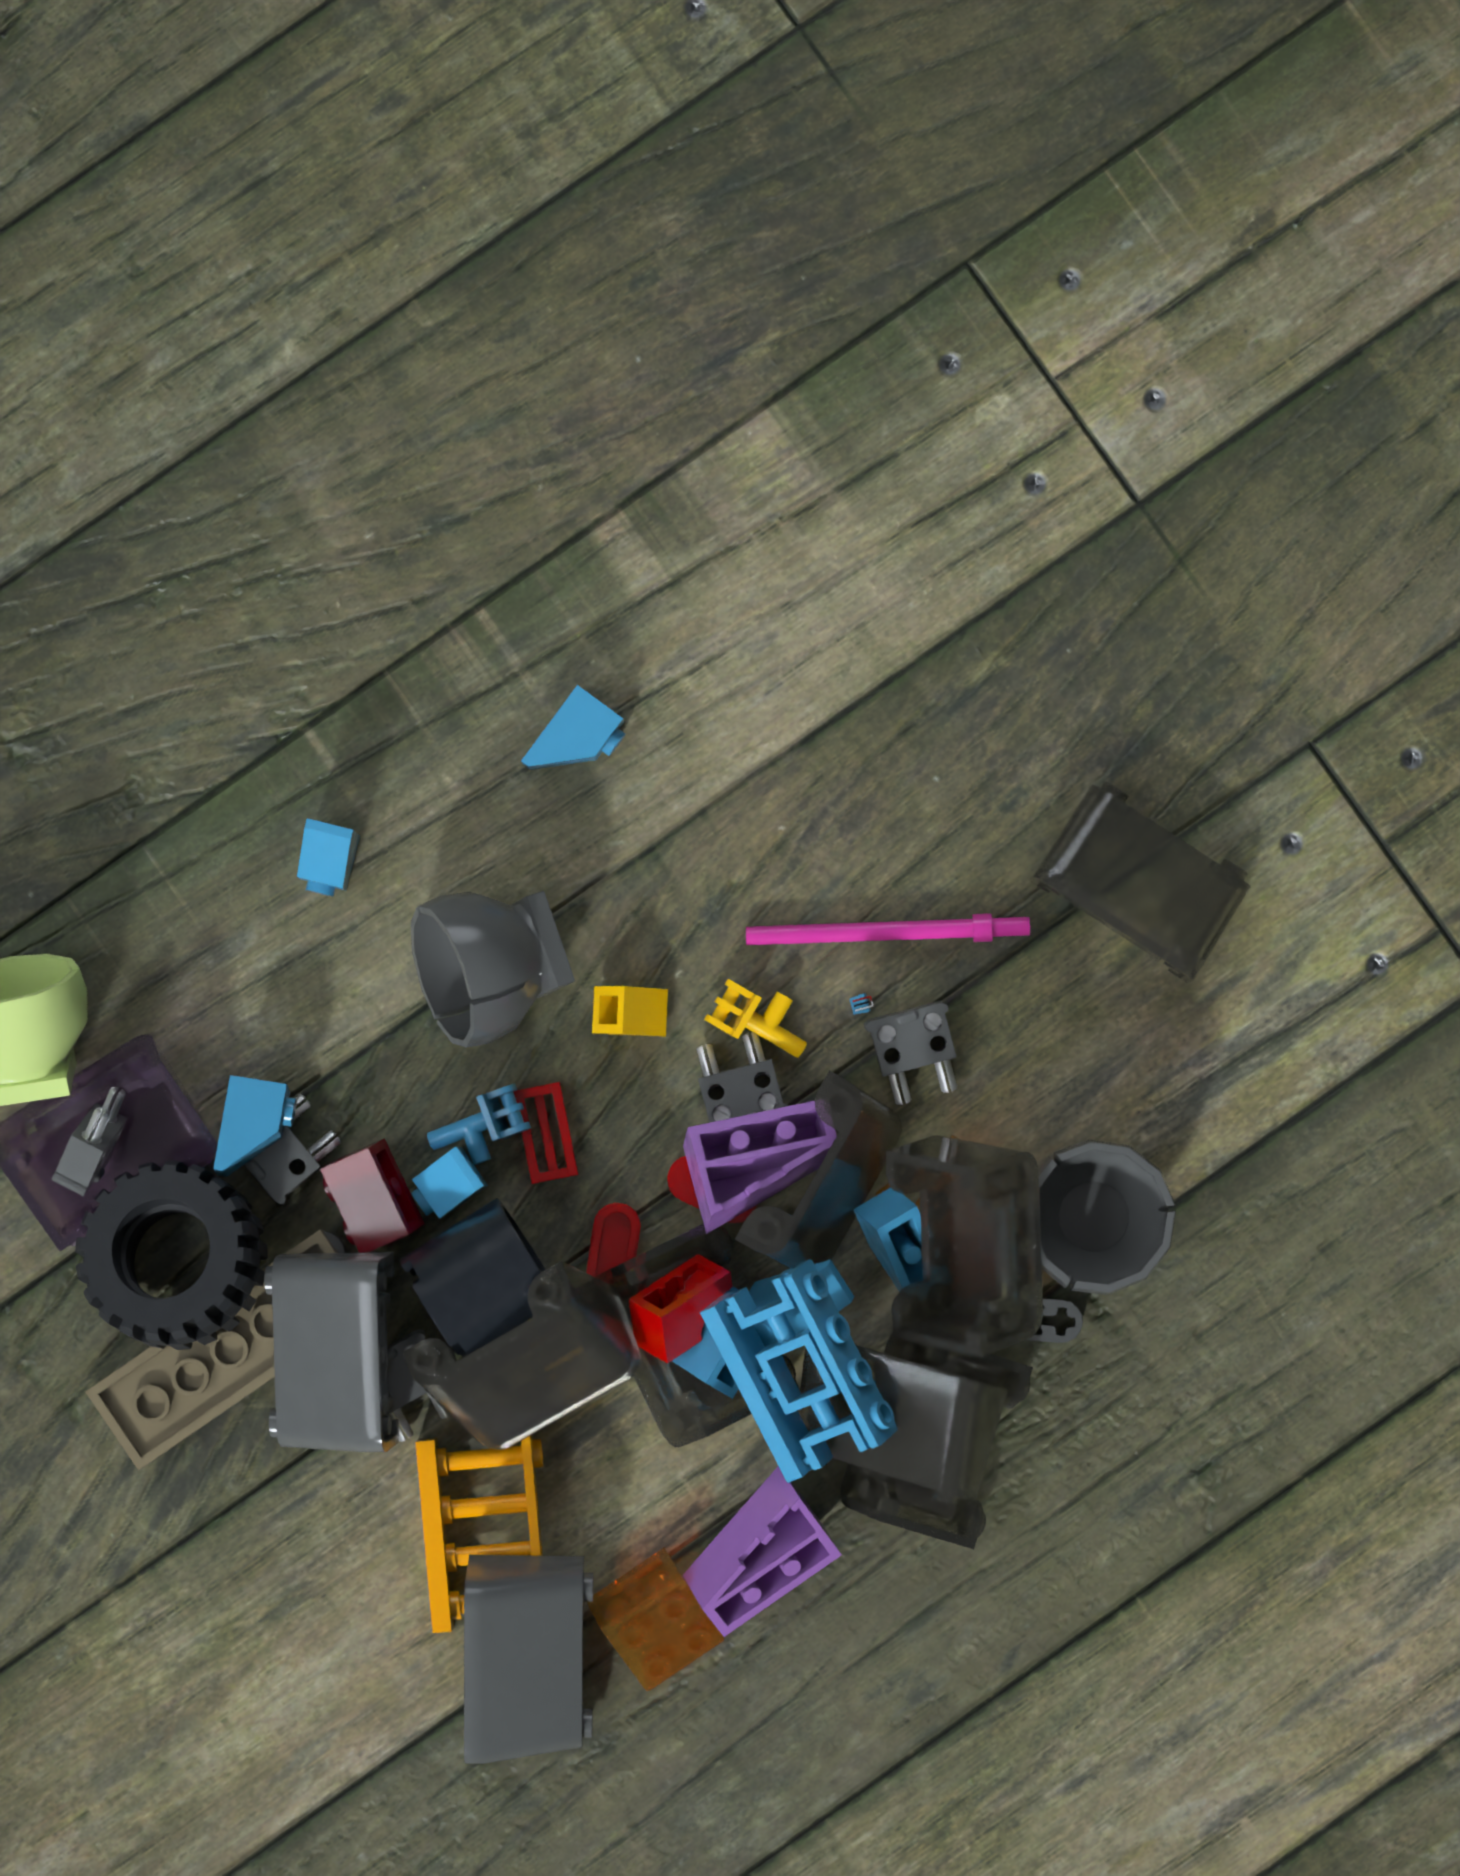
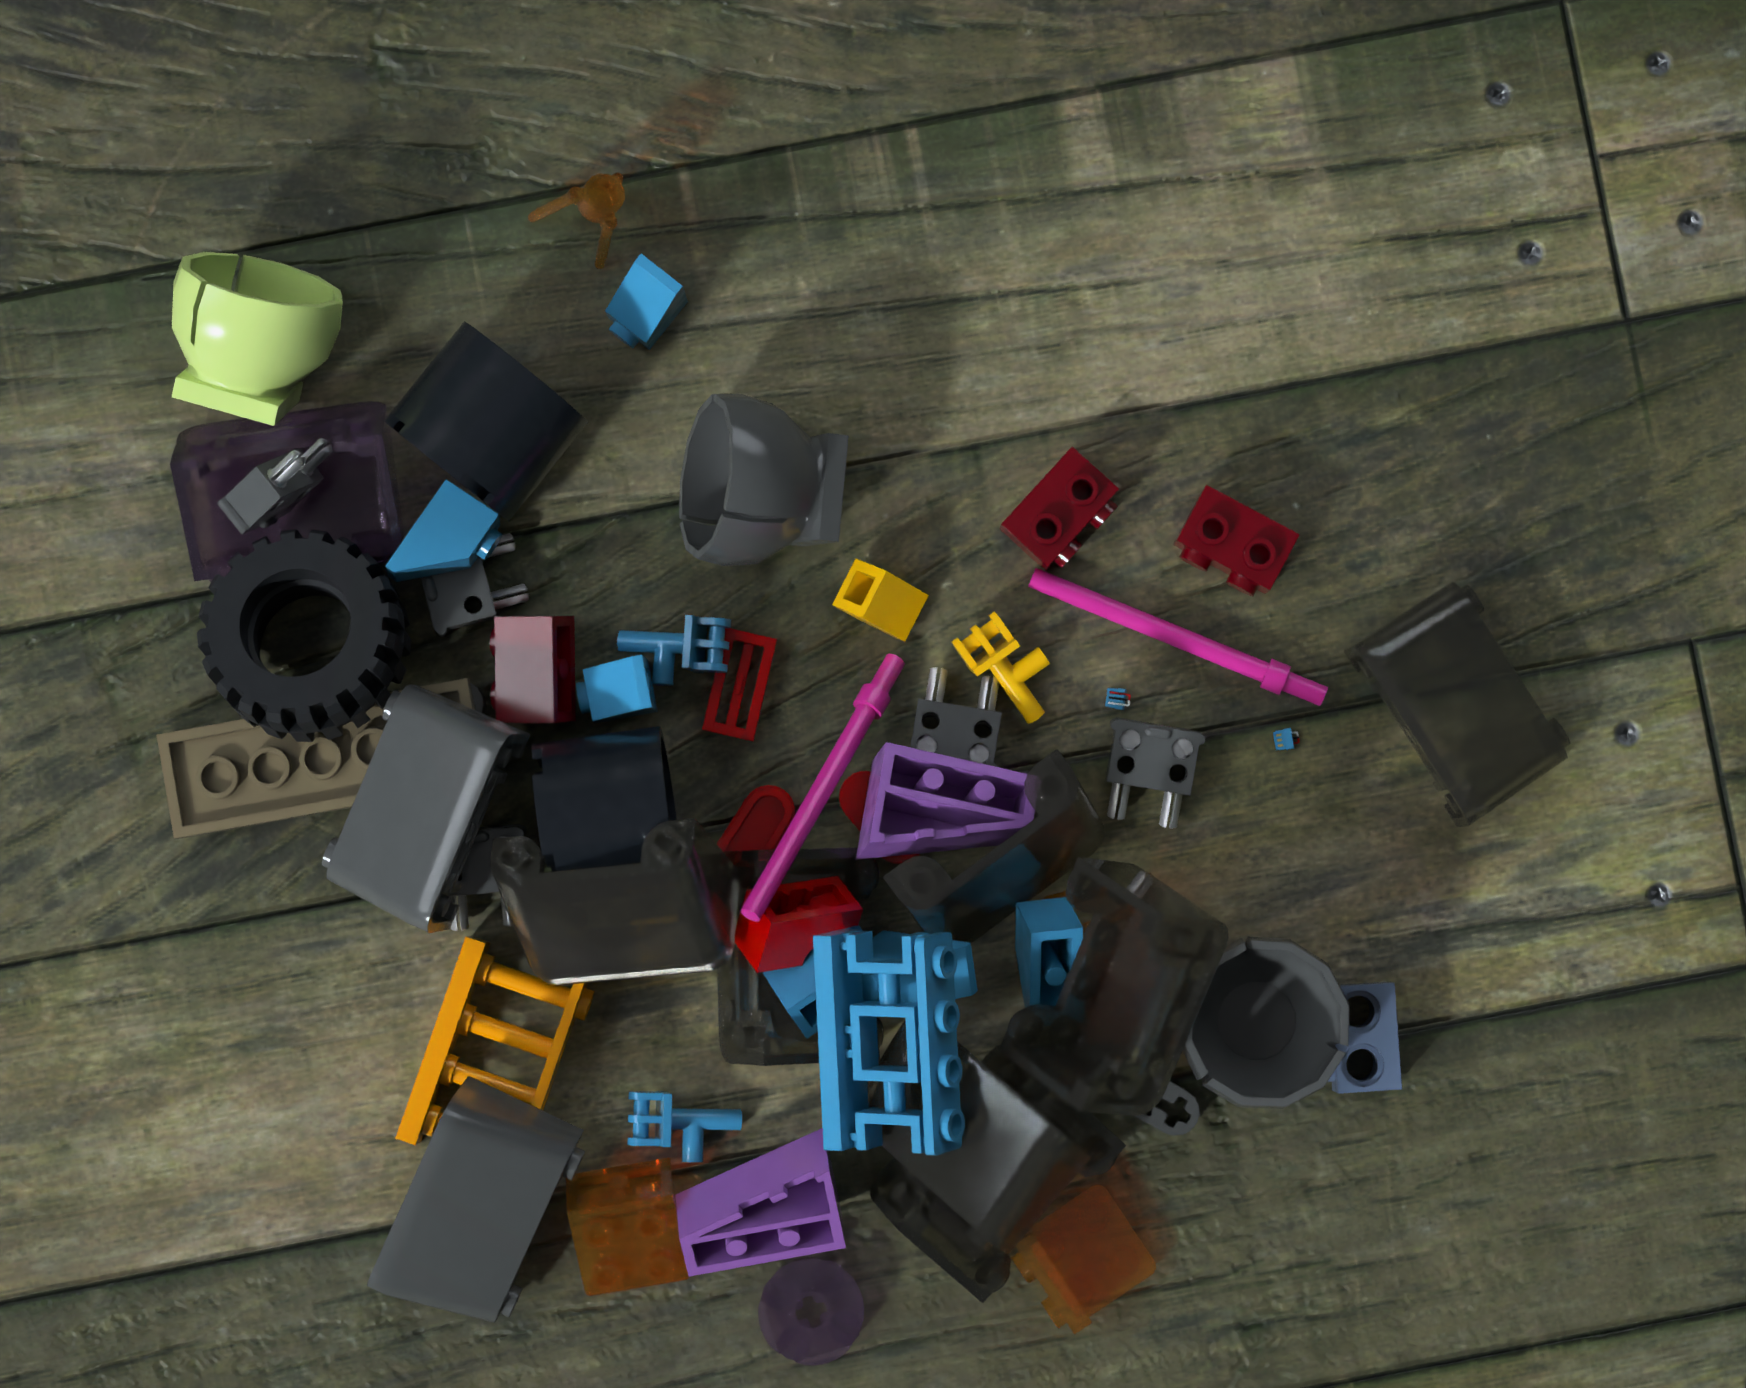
camera: 25 degrees right, 0 degrees up
(241, 1012) = (486, 420): none -> black brick
(250, 791) = (597, 202): none -> clear orange plant
(576, 733) = (952, 295): dark azure slope -> none
(660, 1102) = (868, 705): none -> dark pink bar
(668, 1509) = (691, 1121): none -> dark azure arm
(744, 871) = (1060, 510): none -> dark red brick
(836, 1647) = (796, 1337): none -> clear purple plate
(899, 832) = (1235, 541): none -> dark red brick
(1013, 975) = (1284, 739): none -> dark azure piece
(1039, 1474) = (1083, 1257): none -> clear orange bracket
(1197, 1185) = (1375, 1035): none -> sand blue brick

